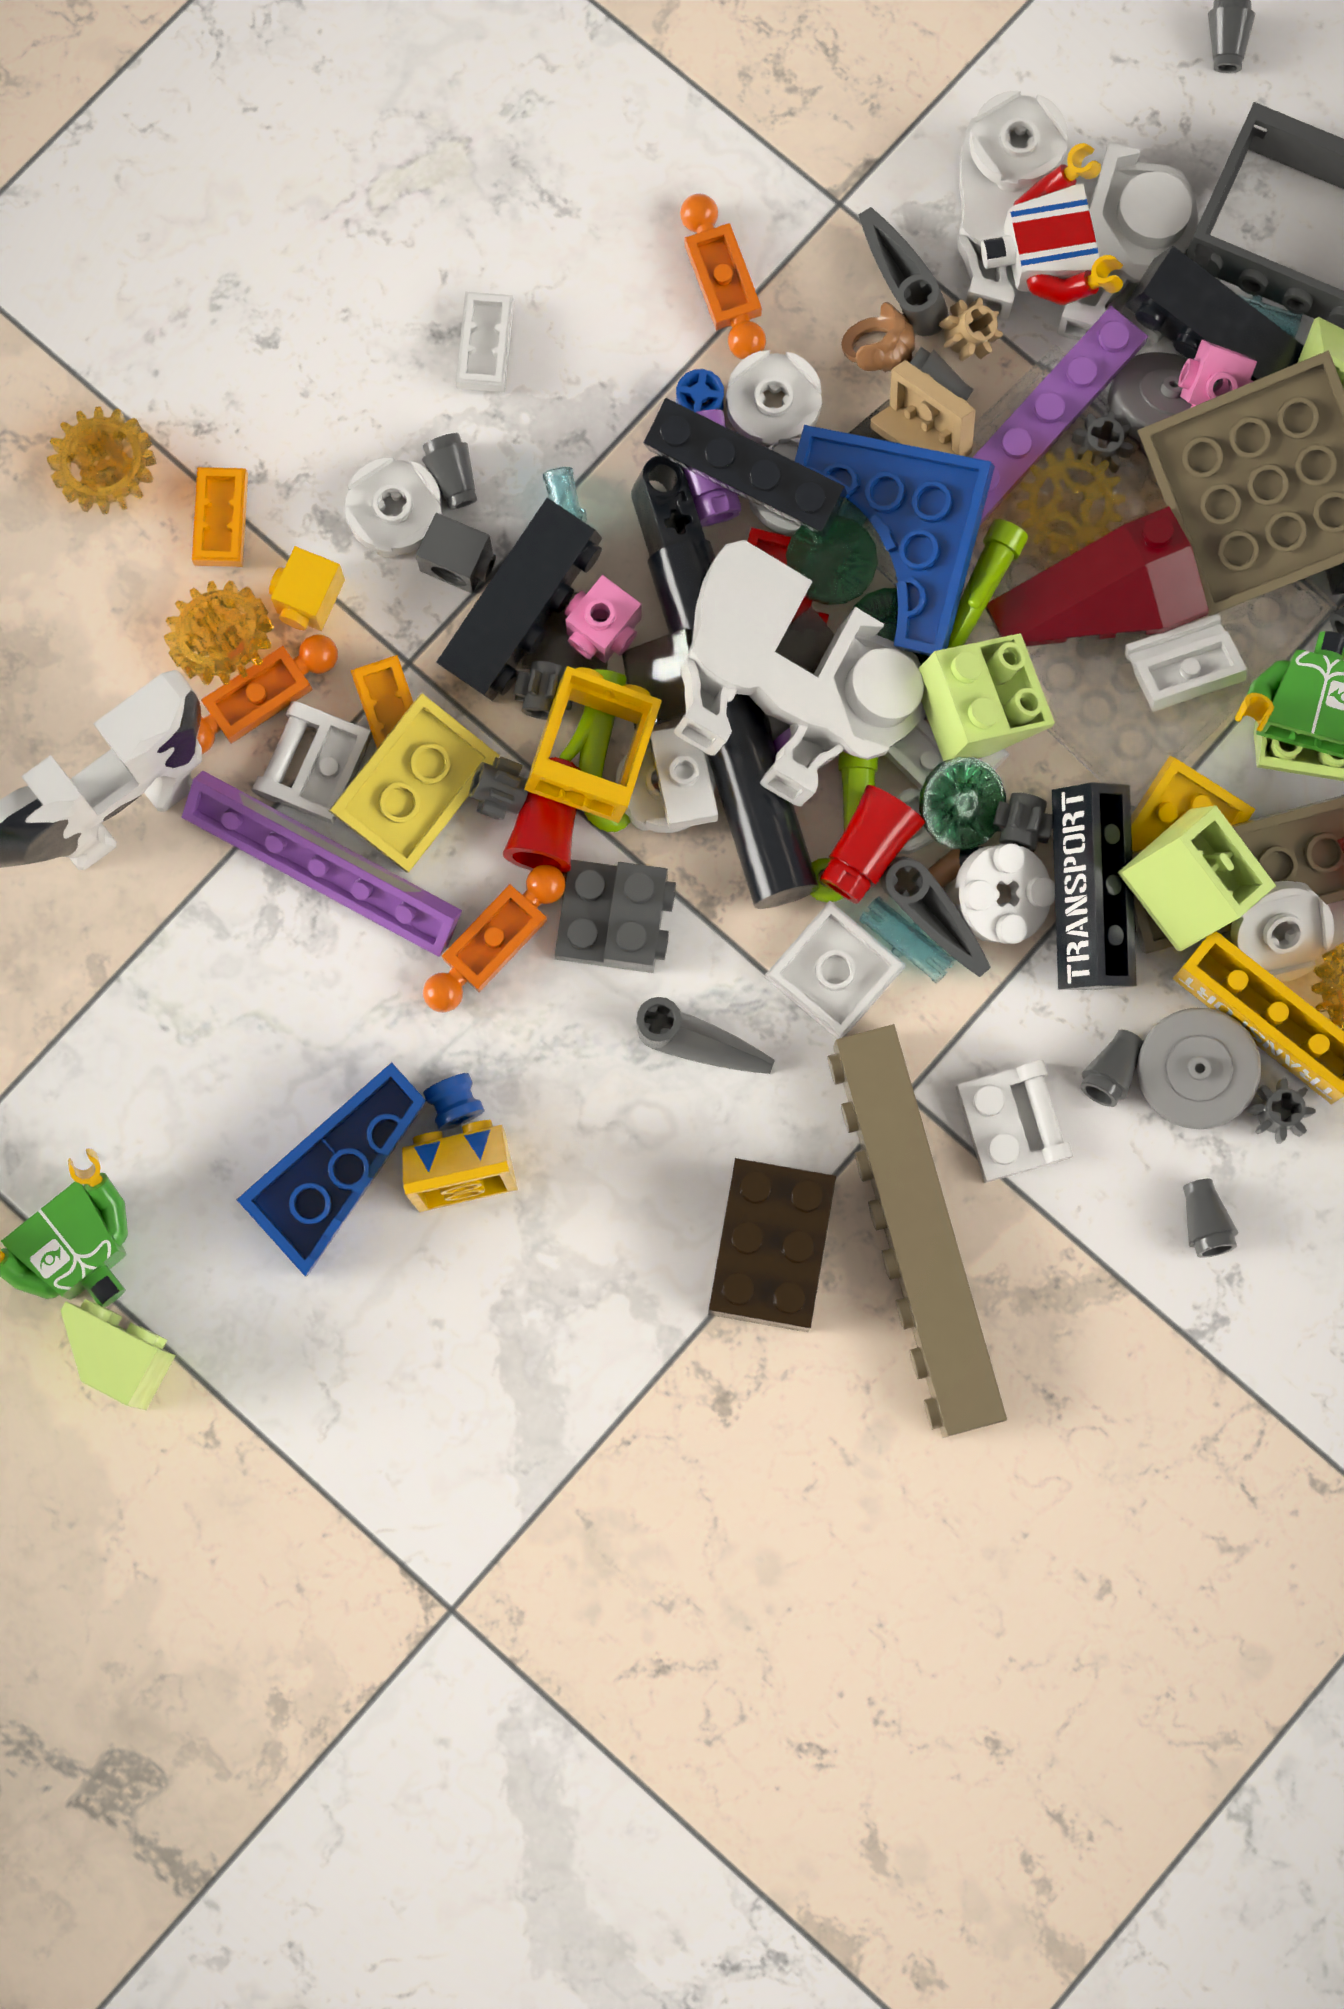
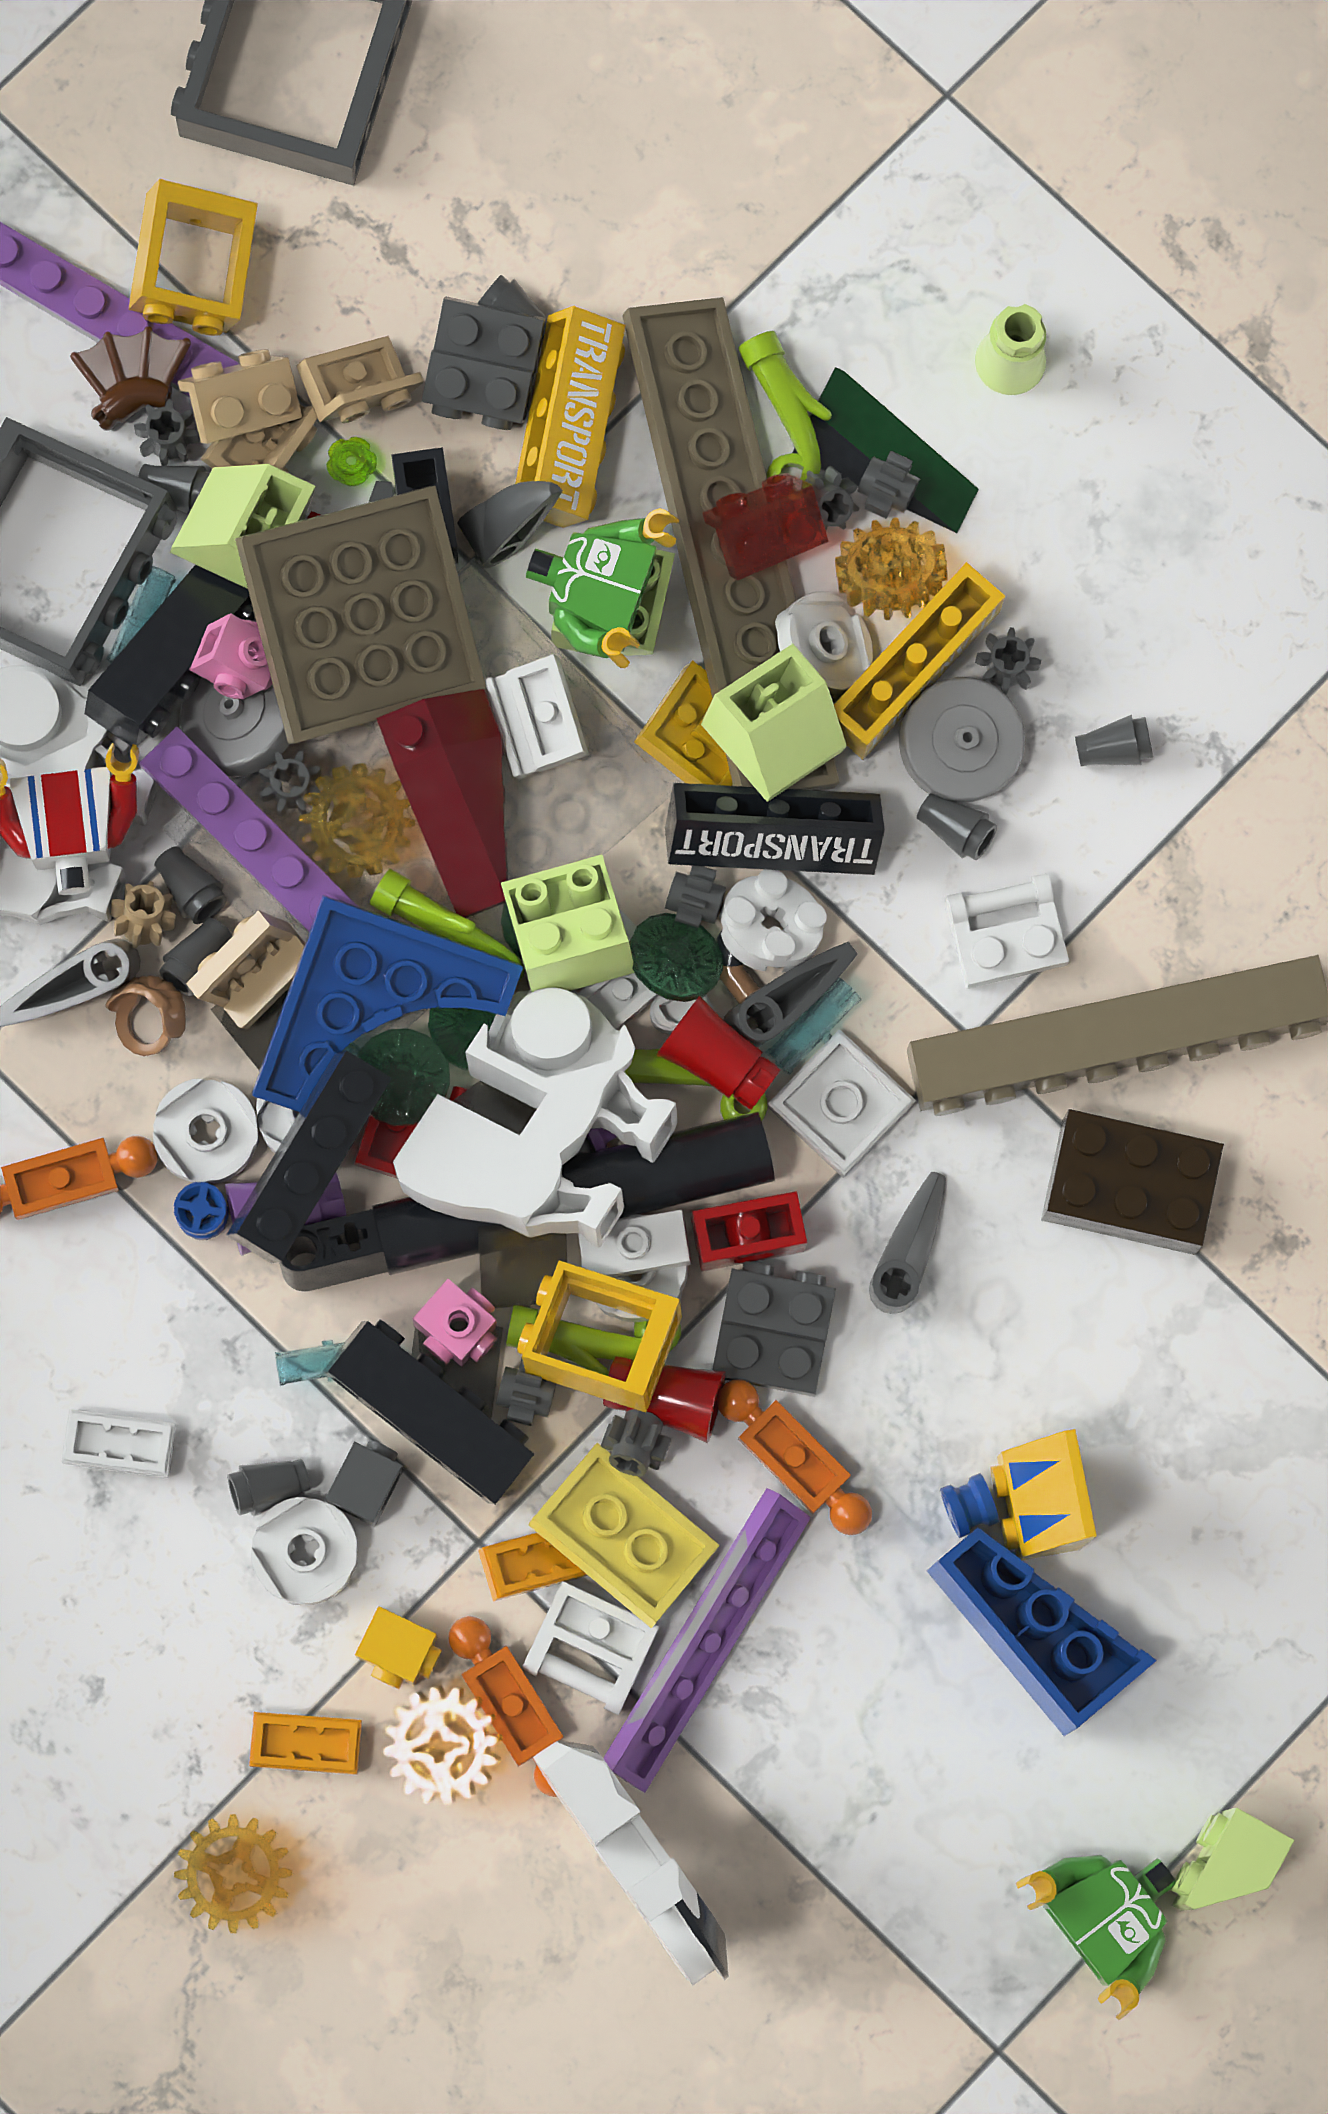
camera: 95 degrees left, 0 degrees up
(703, 882) = (749, 1231): none -> red brick
(1001, 371) = (192, 887): none -> dark grey cone

